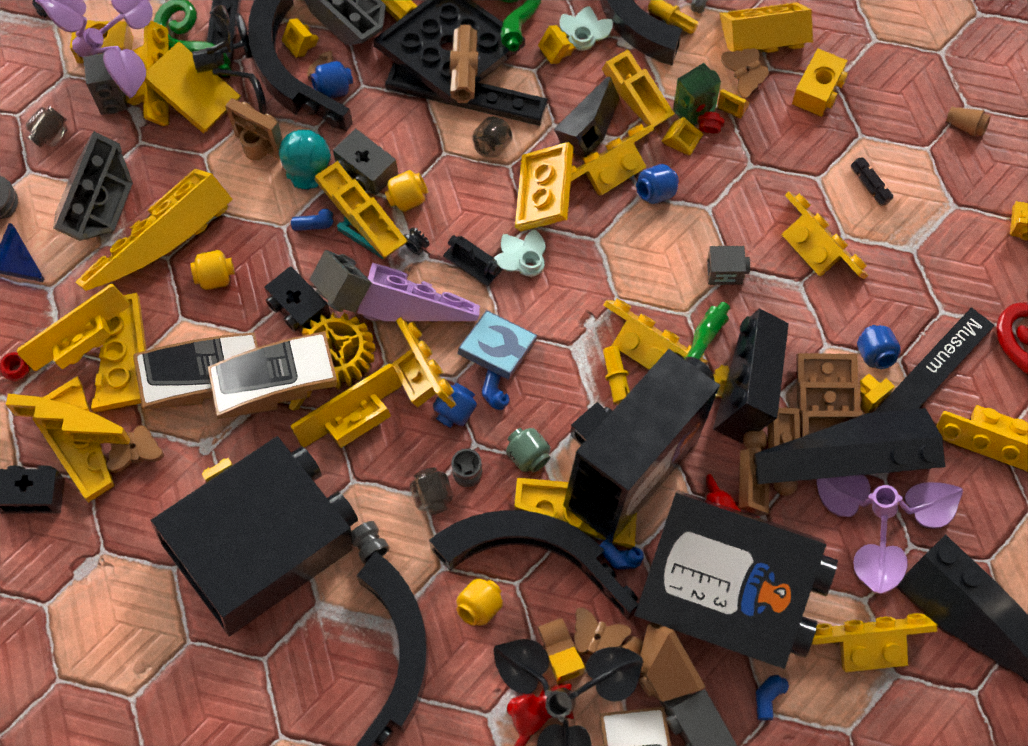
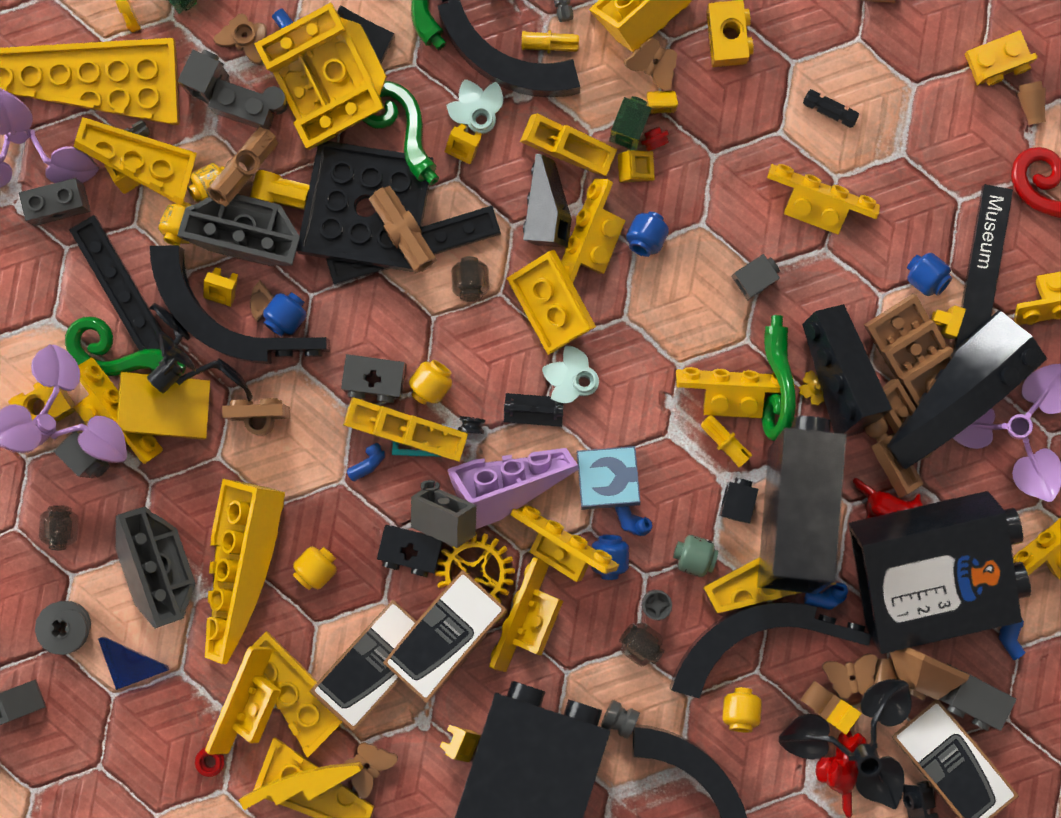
camera: 30 degrees left, 20 degrees up
(303, 157) = (319, 408): teal hair -> none

